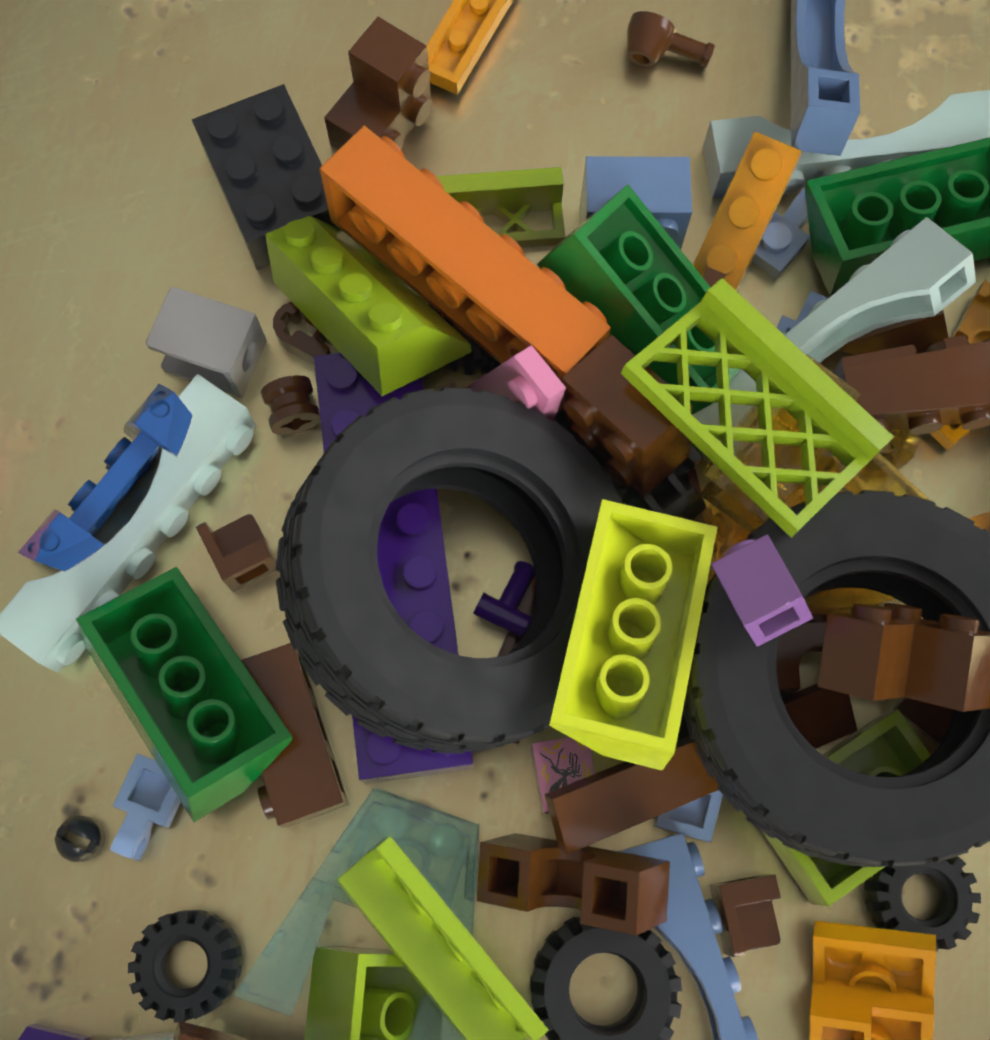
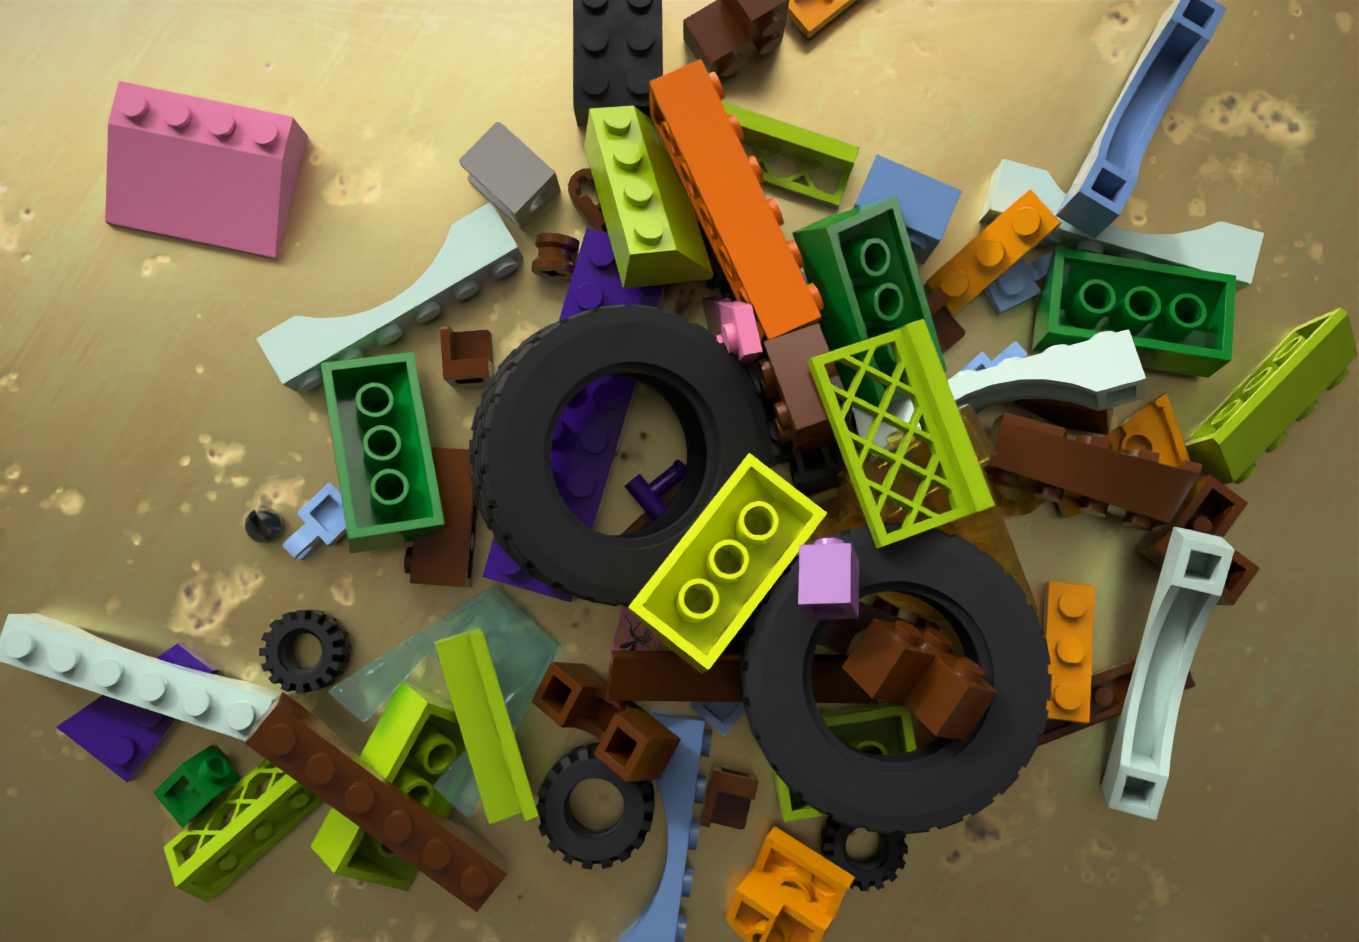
camera: 25 degrees right, 10 degrees up
(68, 541) = (333, 294): blue piece -> none
(652, 35) = (995, 56): reddish brown bar -> none

